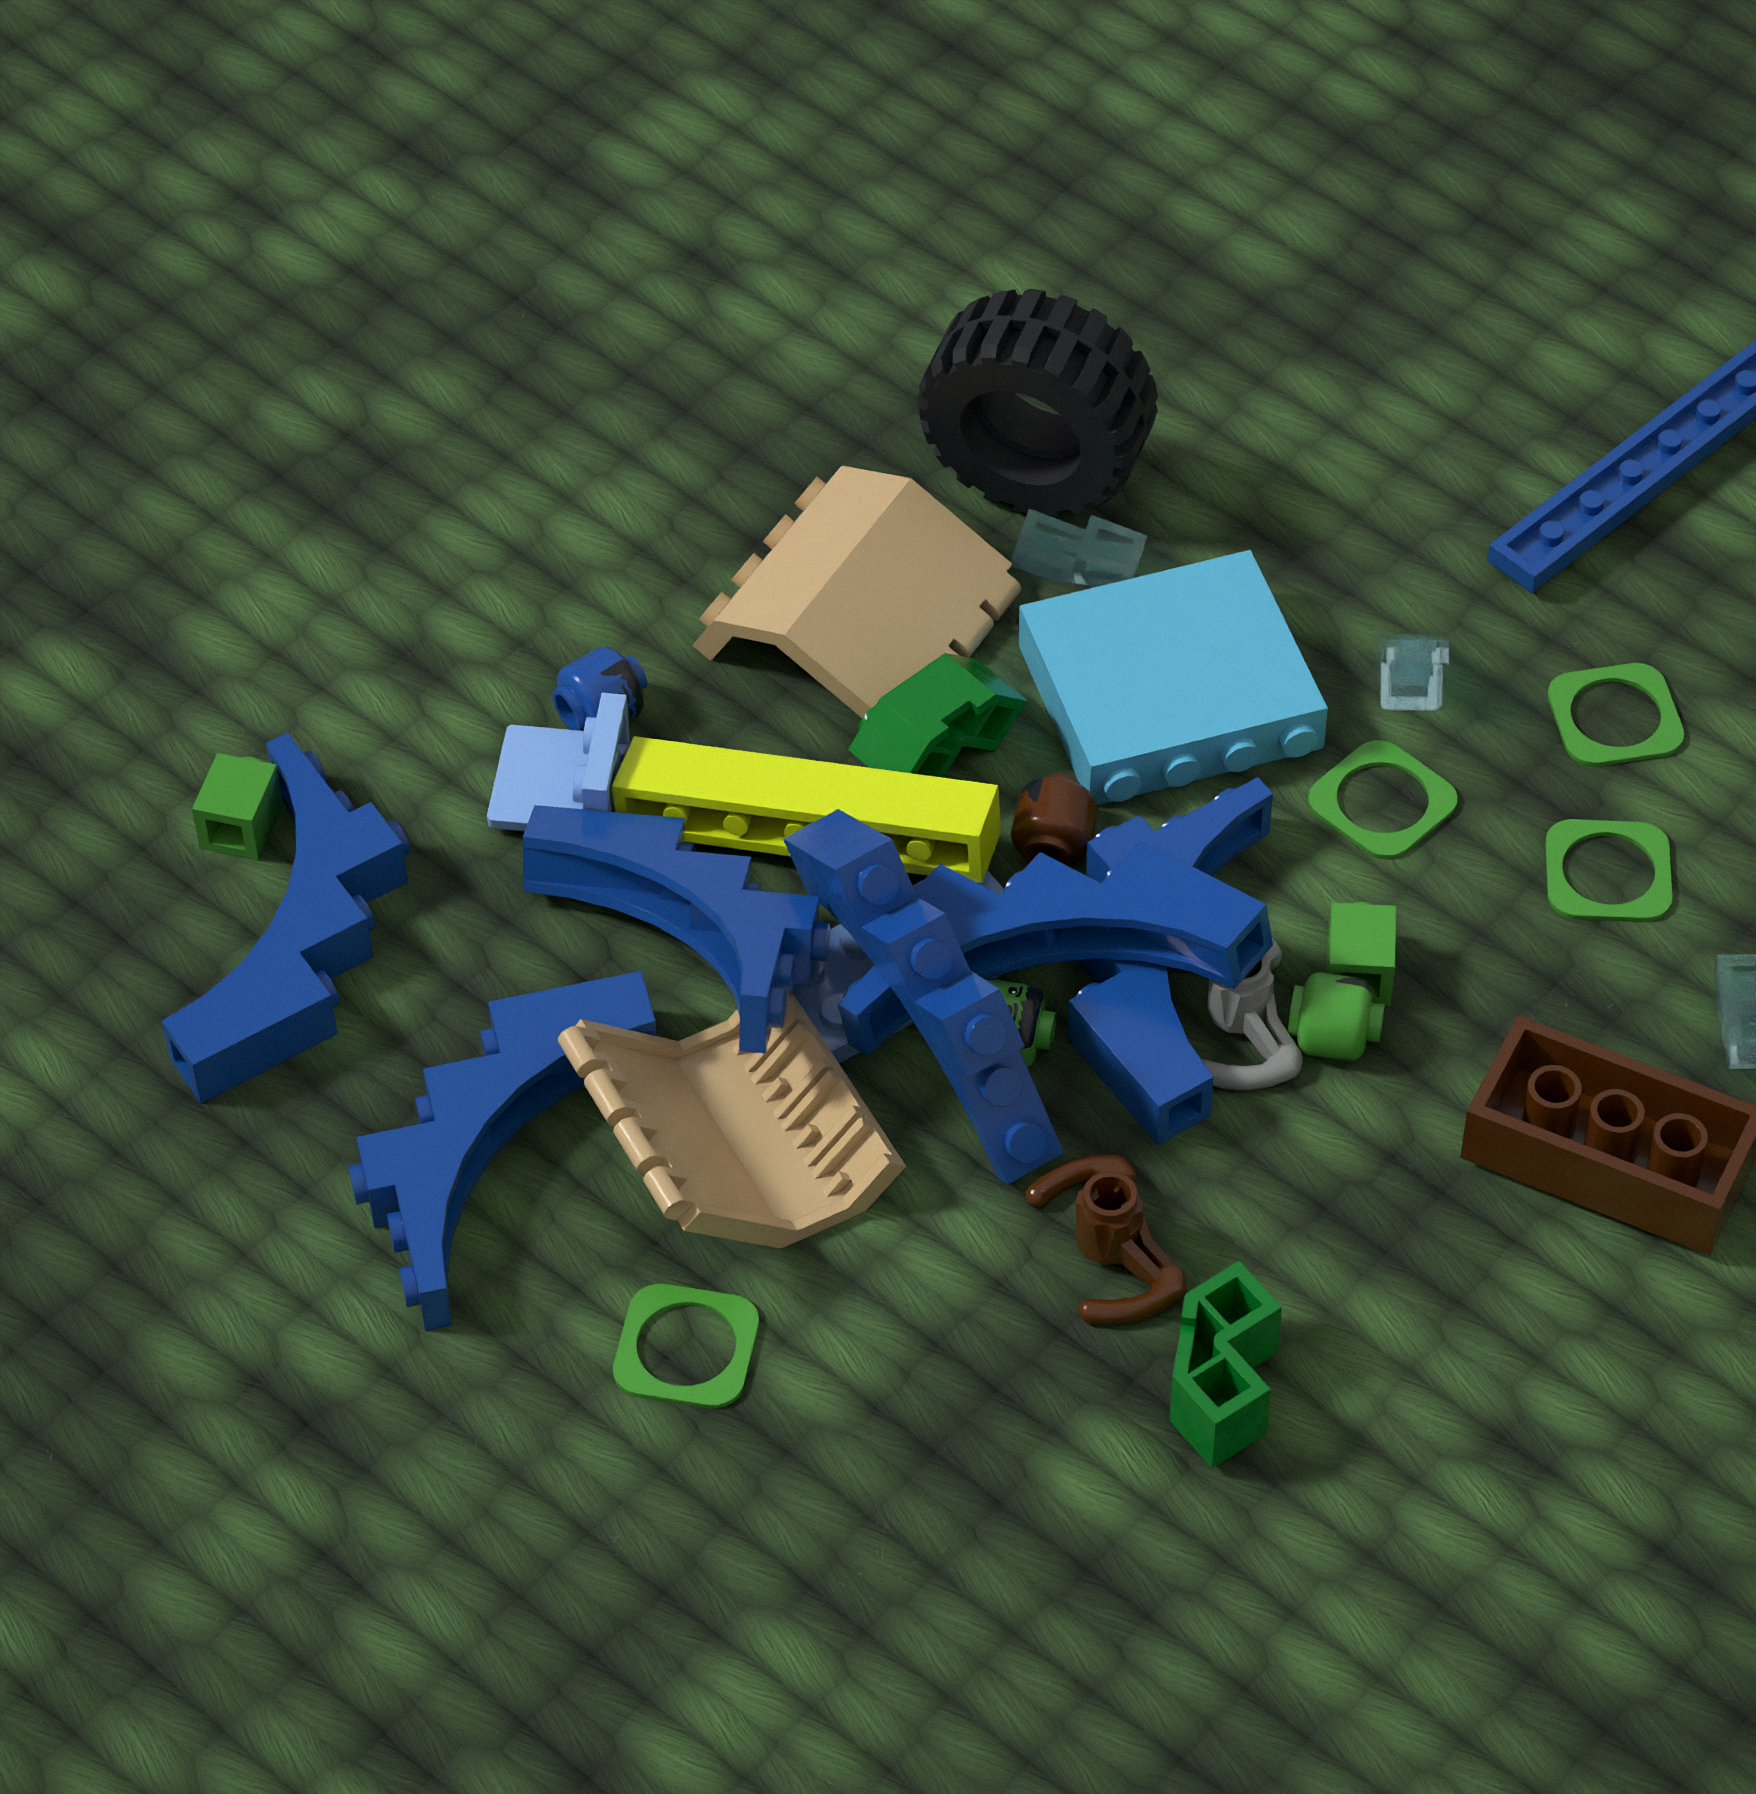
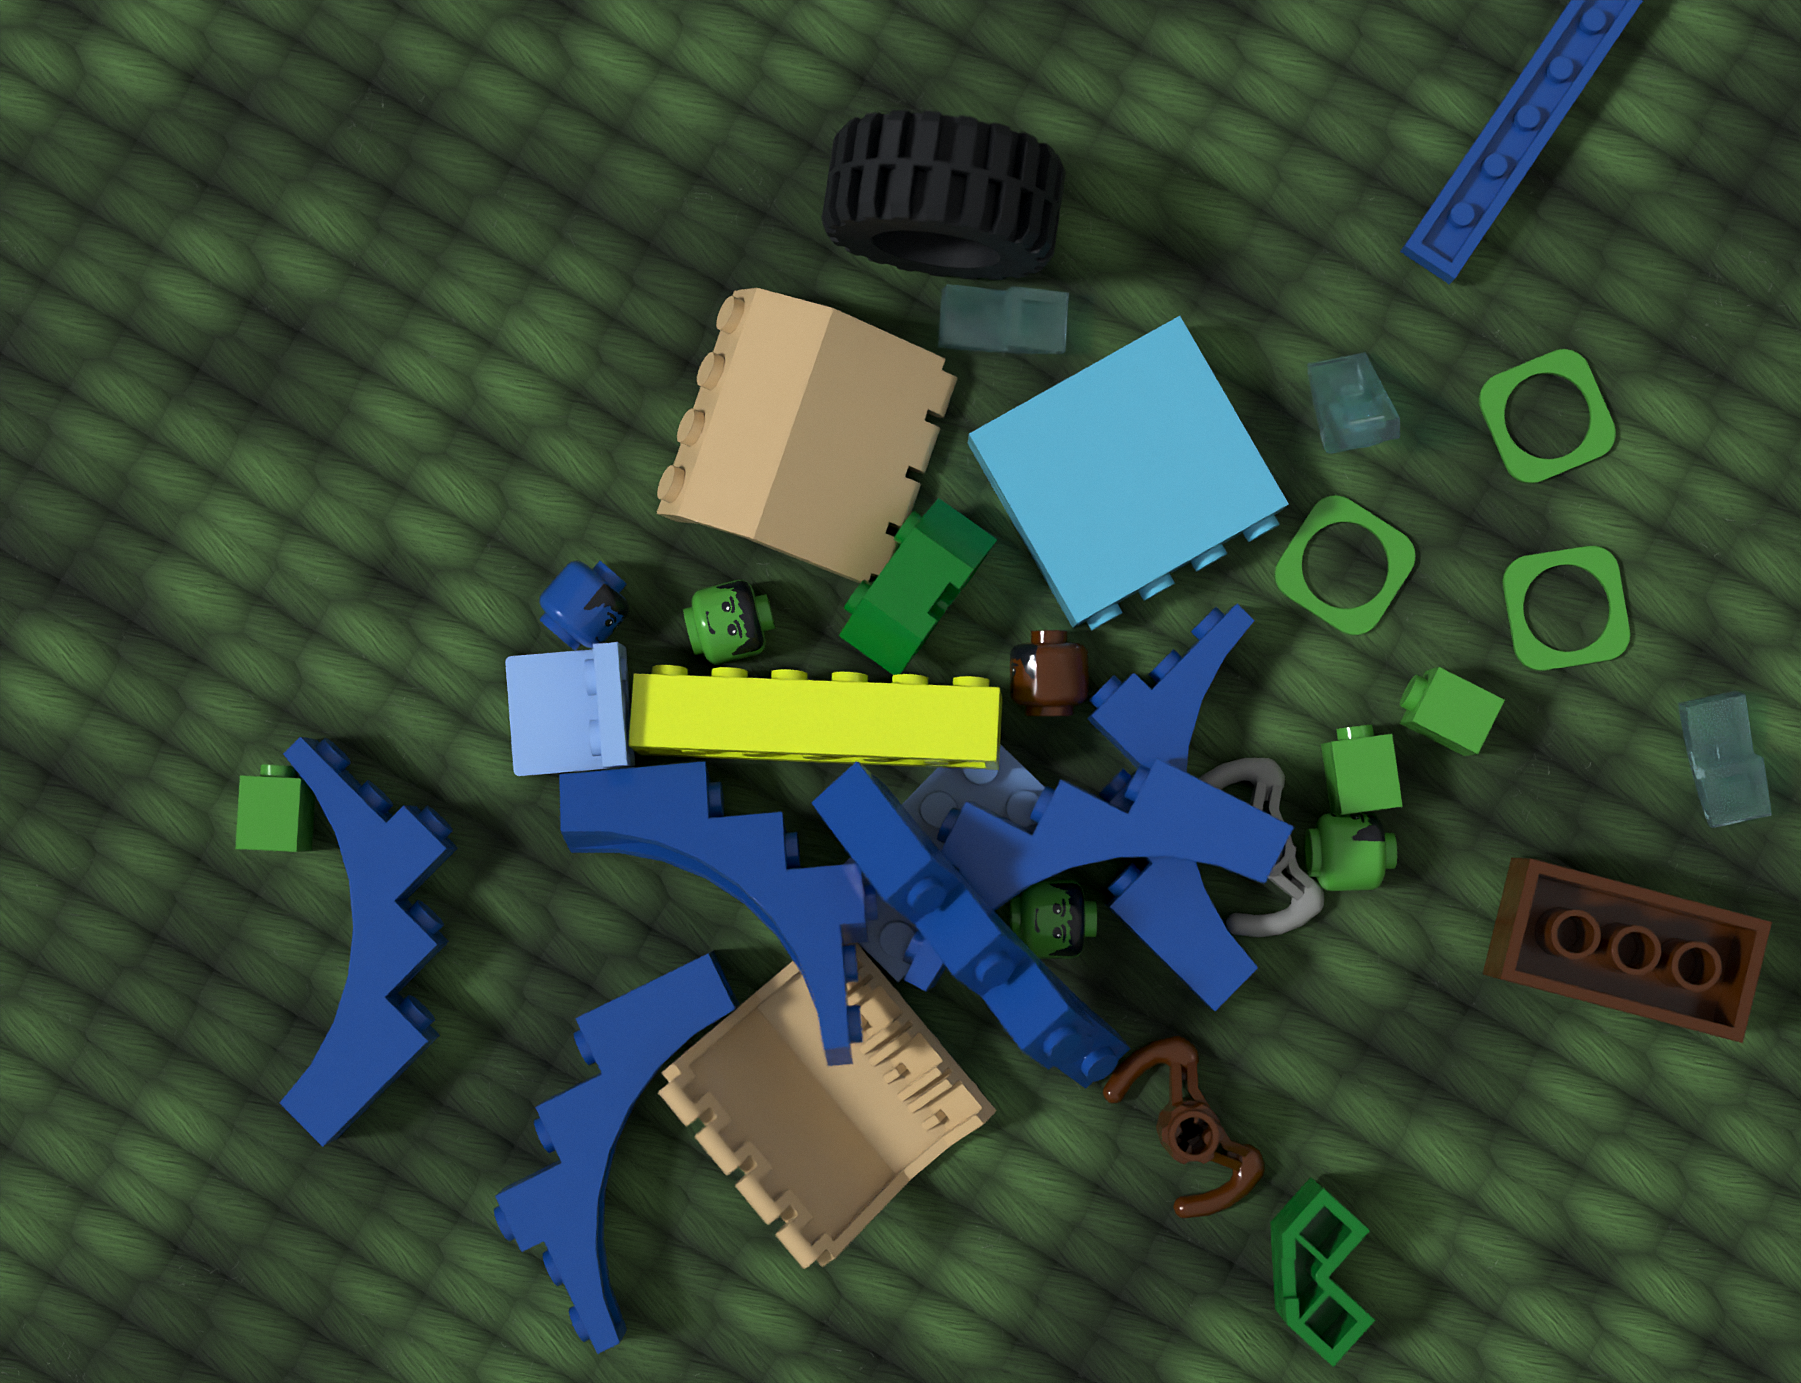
camera: 10 degrees left, 35 degrees up
(713, 1394) = (873, 1355): bright green piece -> none
(741, 722) = (728, 622): none -> bright green head
(1465, 917) = (1449, 710): none -> bright green brick

